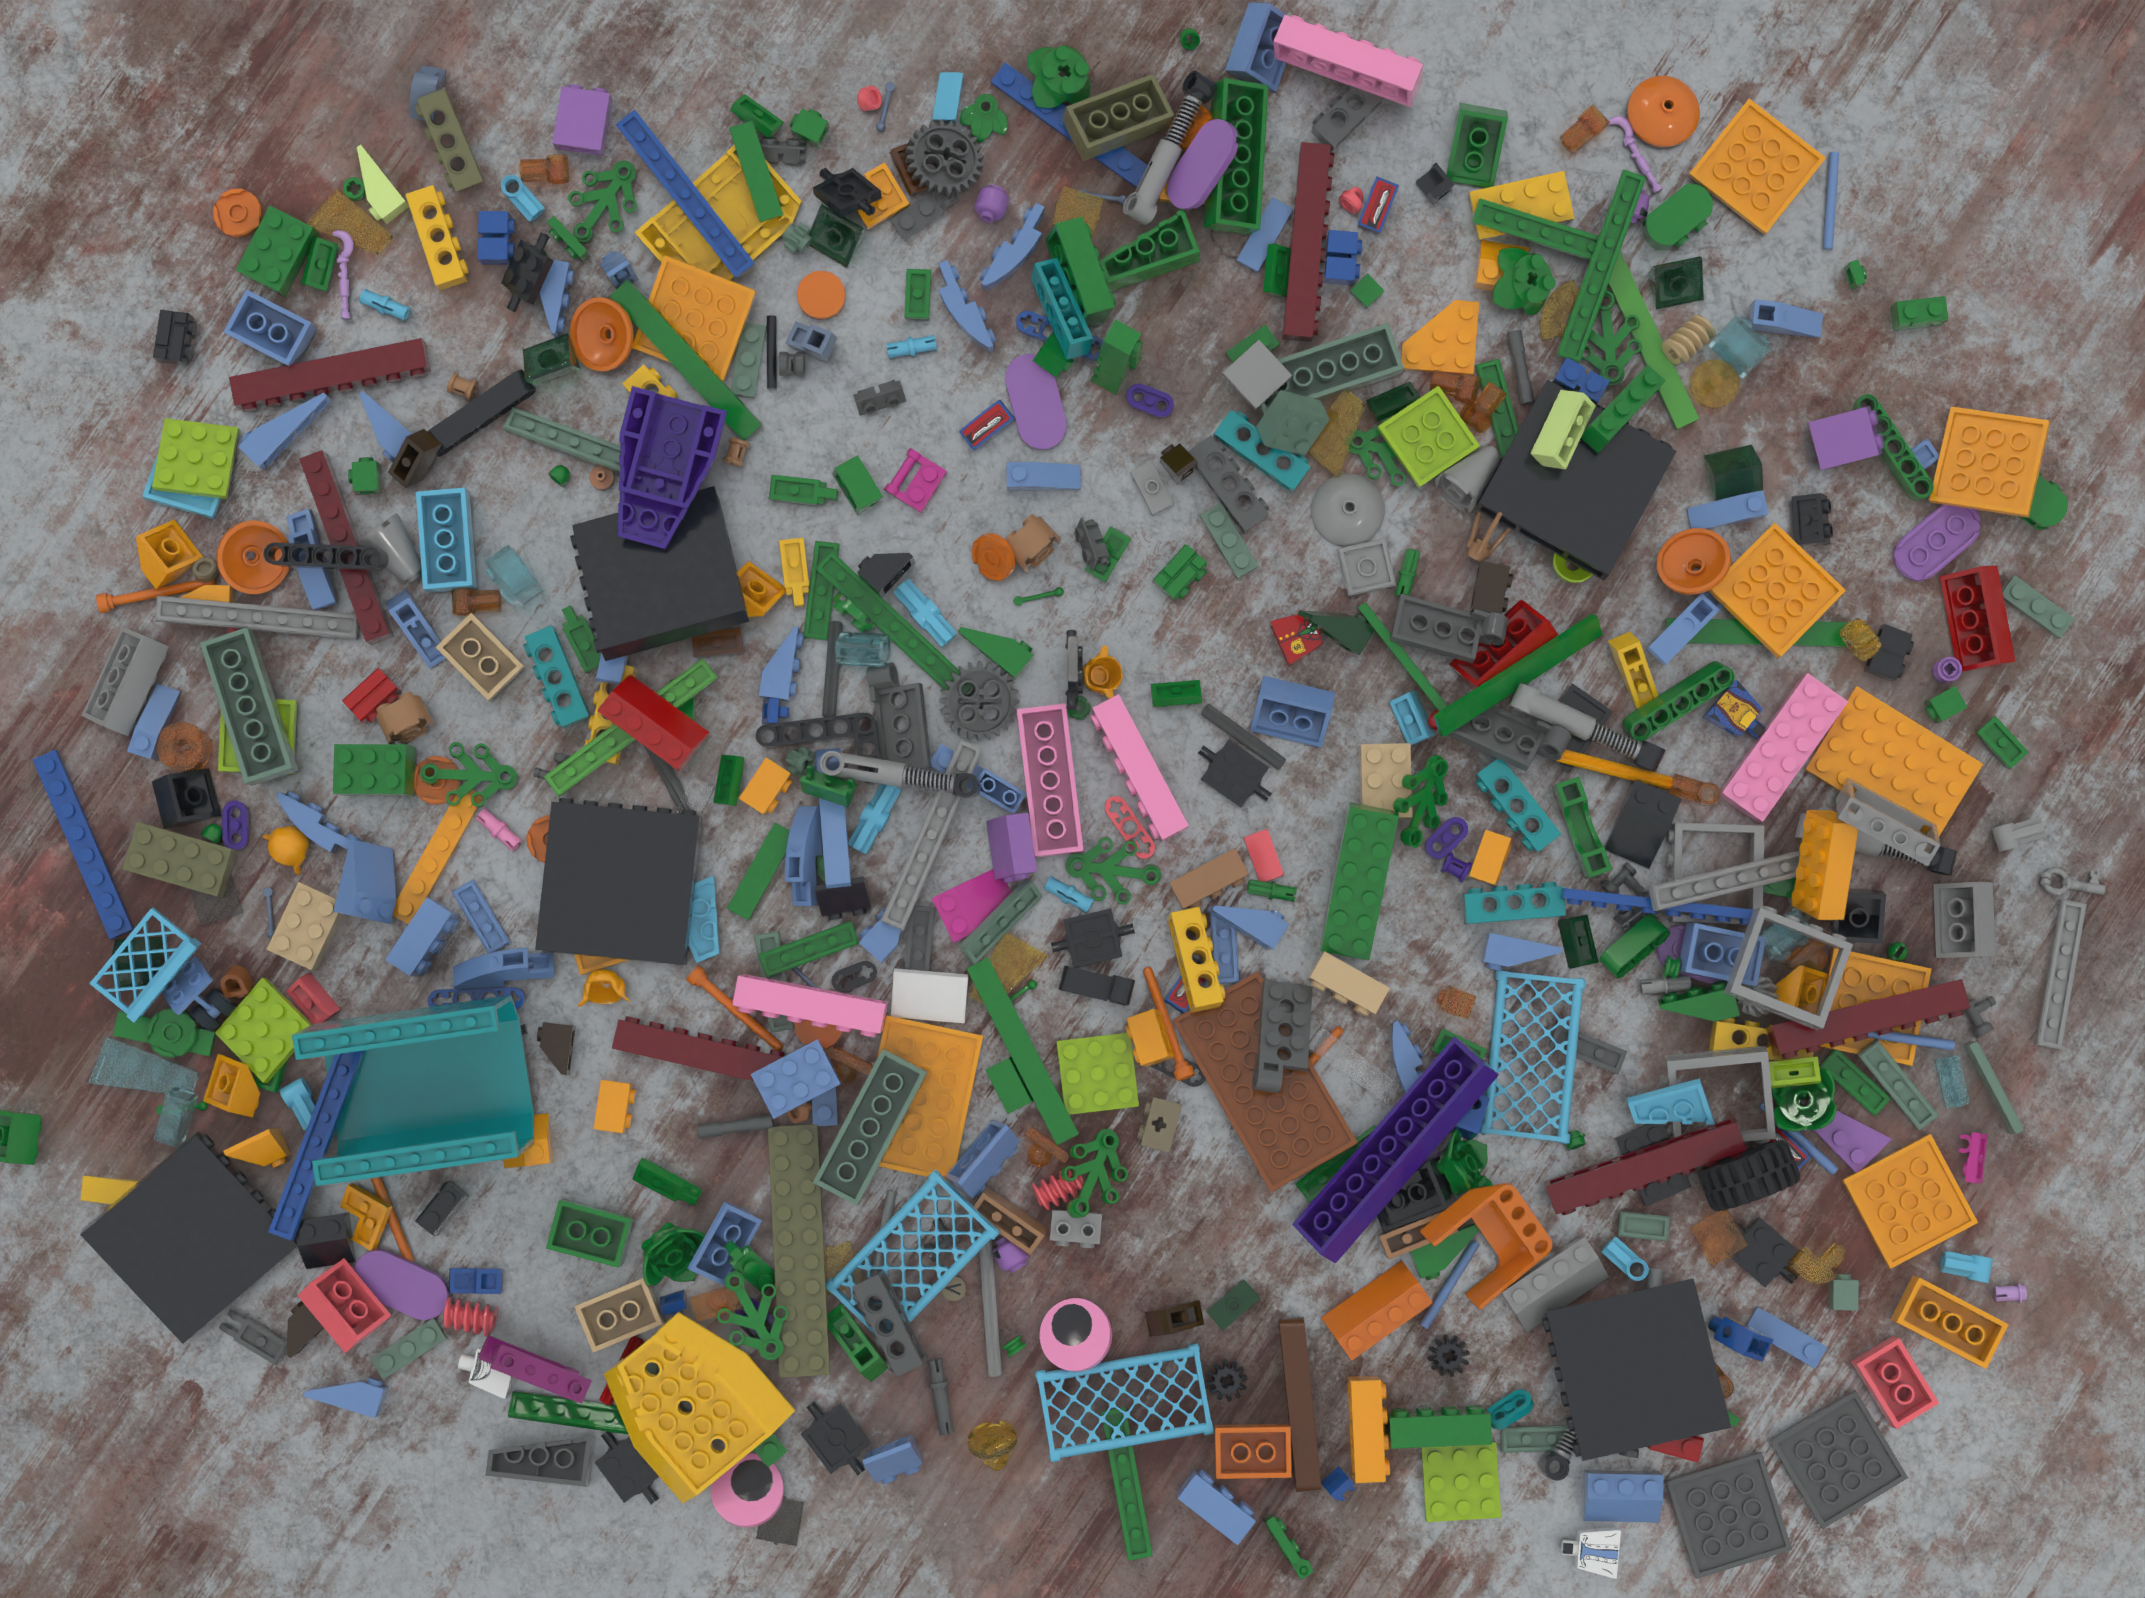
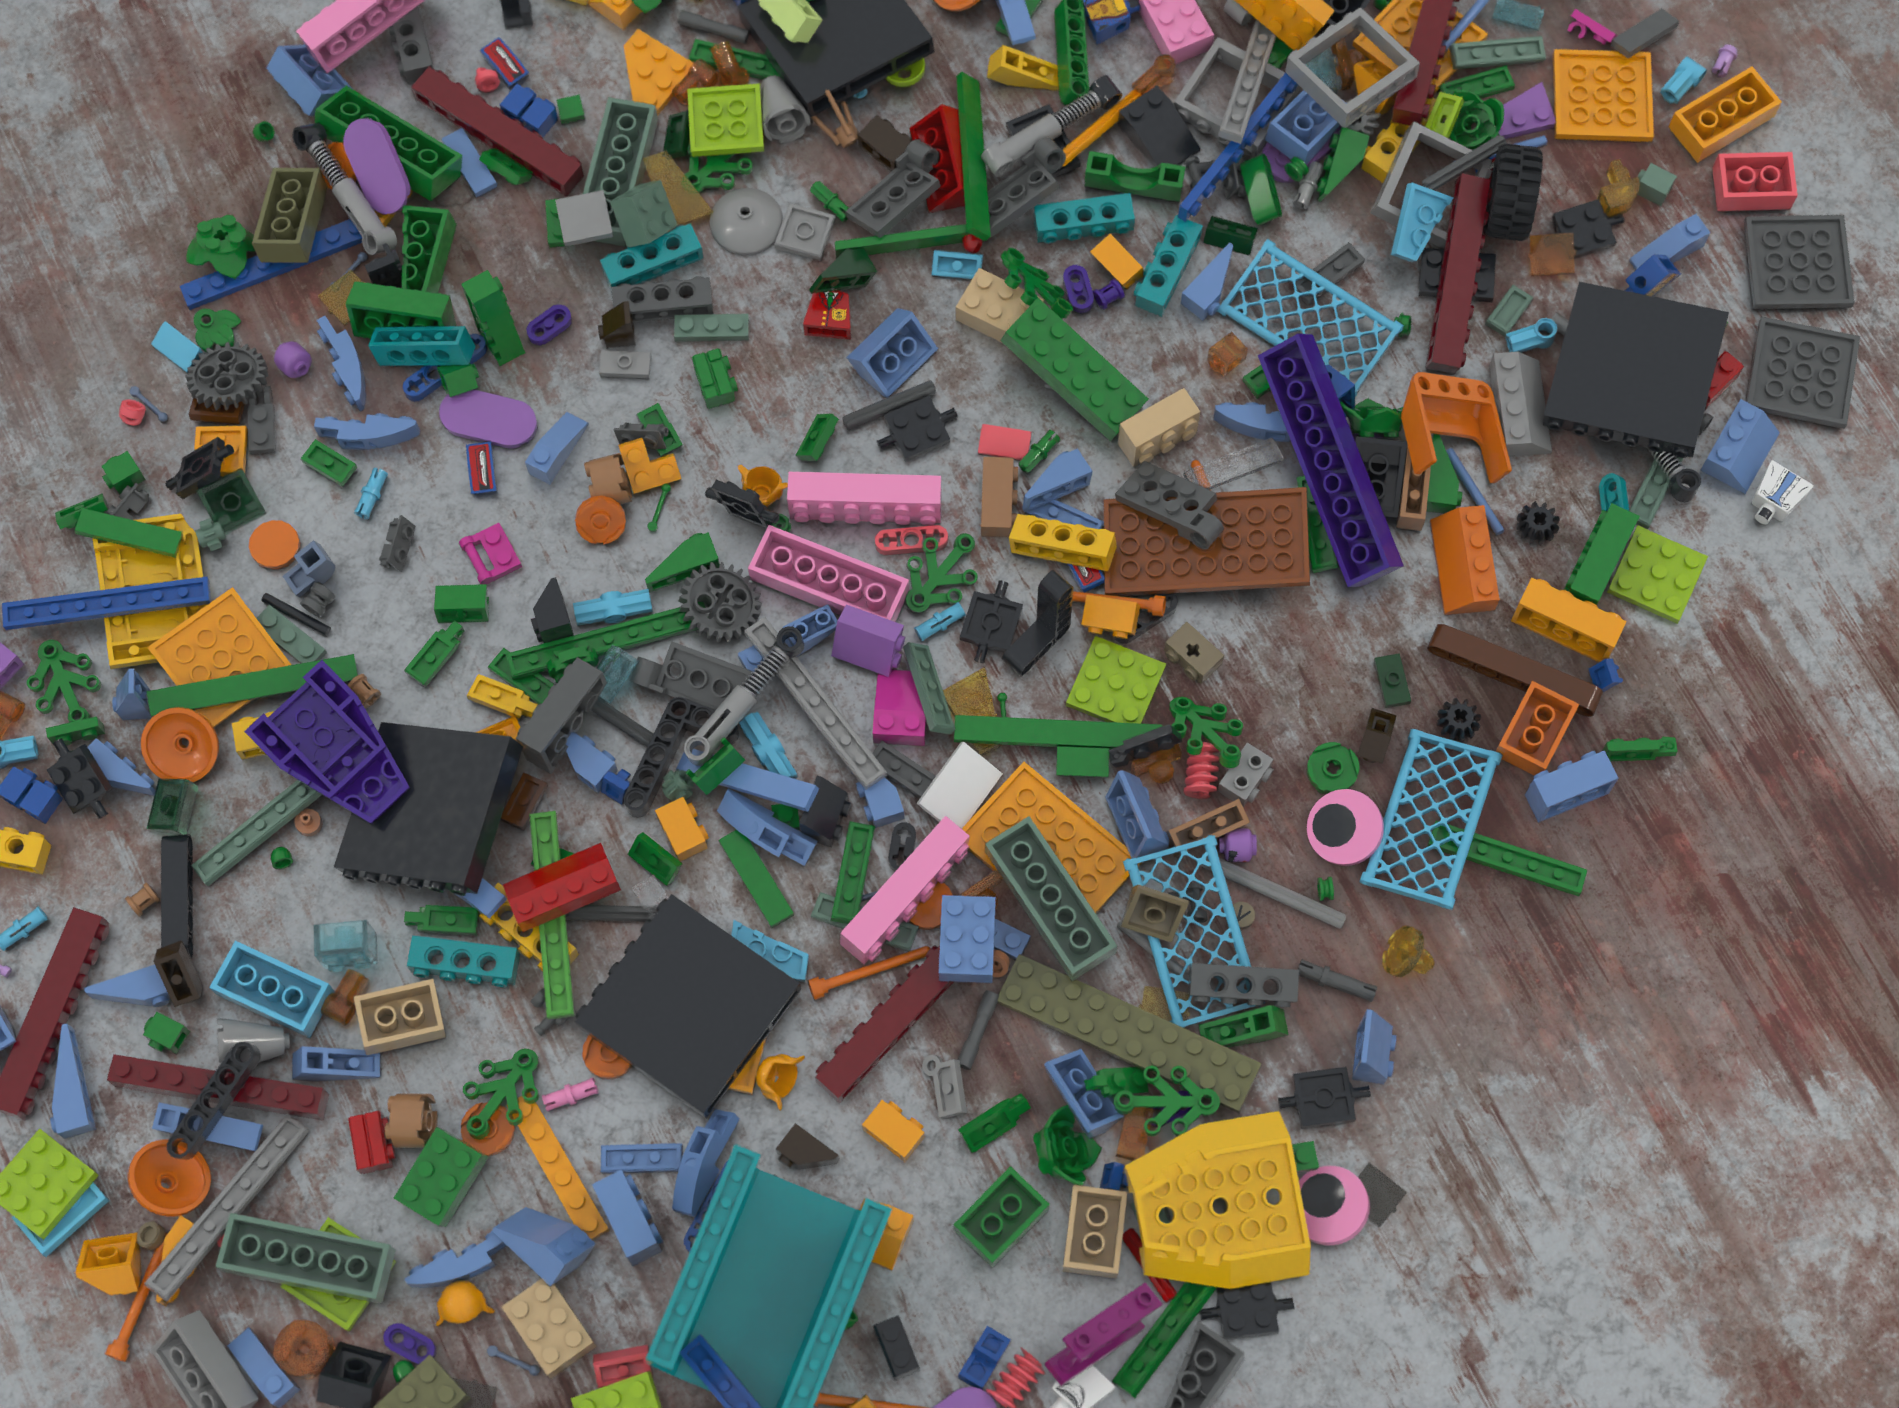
camera: 60 degrees left, 15 degrees down
(674, 1128) = (947, 1085): none -> light grey hinge
(798, 633) = (560, 714): none -> dark grey wedge
(904, 1219) = (1154, 912): none -> dark tan slope
(1044, 1130) = (1145, 744): none -> black hinge
(1060, 569) = (644, 472): none -> light orange plate
(1111, 234) = (386, 270): none -> black bracket
(1122, 1310) = (1338, 755): none -> green plate
(1754, 1117) = (1464, 163): none -> dark grey axle
(1995, 1207) = (1644, 33): none -> dark grey tile

